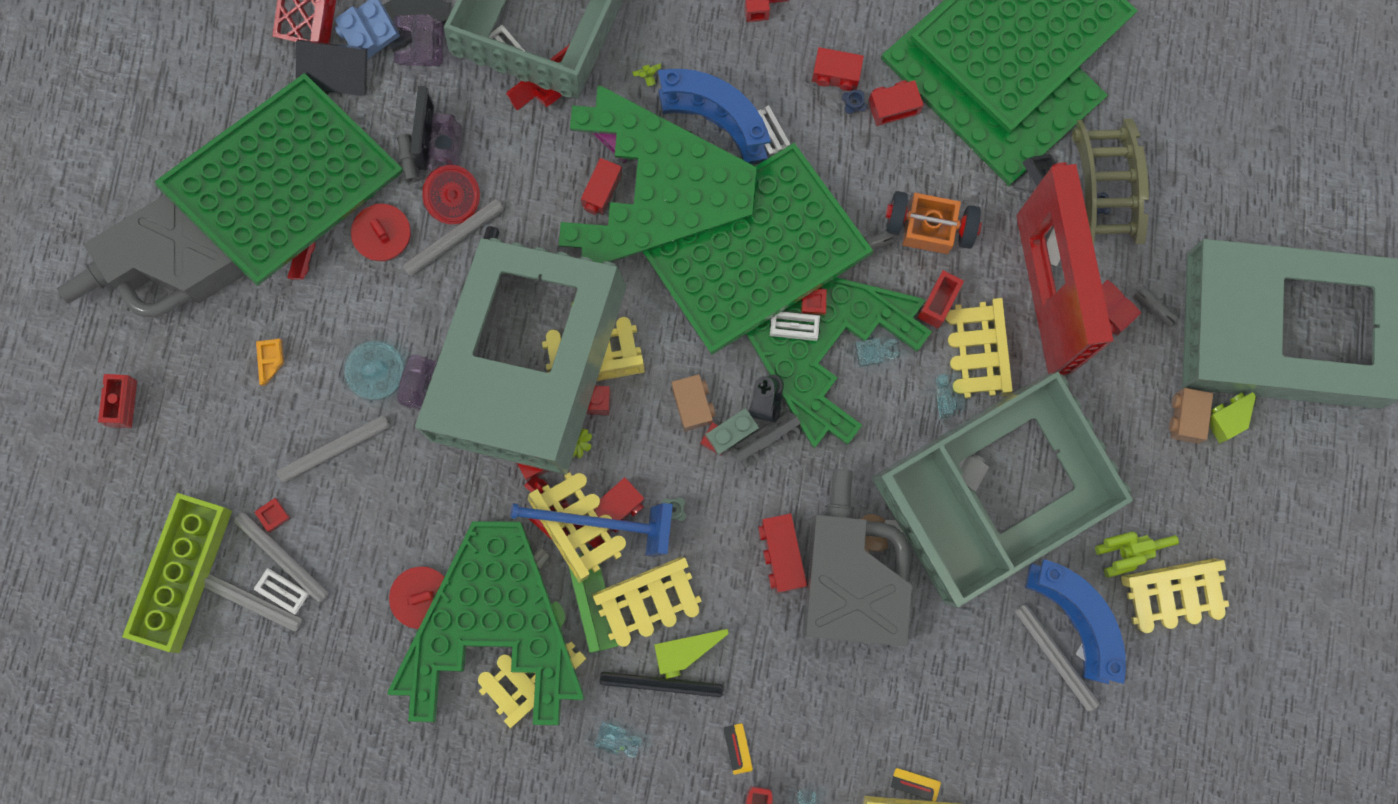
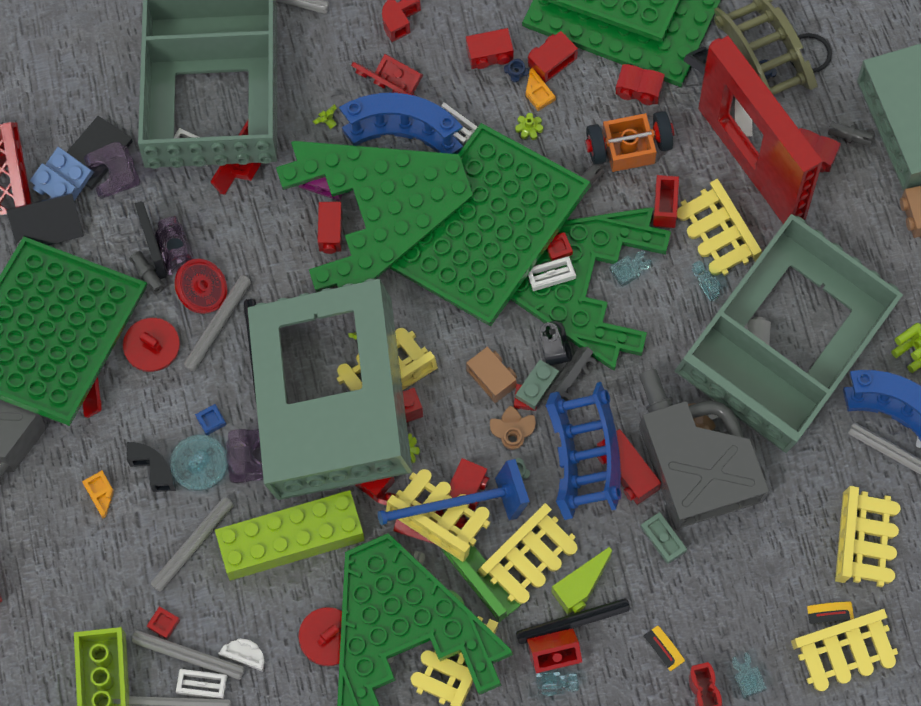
camera: 15 degrees left, 10 degrees down
(333, 360) = (160, 473): none -> black brick
(336, 579) = (244, 652): none -> white tile
(405, 331) = (210, 419): none -> blue tile
(426, 481) = (289, 535): none -> lime brick
(628, 709) = (554, 650): none -> red brick
(689, 461) = (512, 425): none -> medium nougat plate
(708, 563) = (569, 457): none -> blue fence
(732, 59) = (392, 74): none -> red bracket
(786, 640) = (663, 538): none -> sand green plate
(841, 164) = (529, 126): none -> lime plant
(866, 132) = (538, 91): none -> light orange tile
(963, 727) = (850, 546): none -> light yellow fence
(969, 167) = (640, 84): none -> red brick
(1173, 202) = (827, 45): none -> black piece

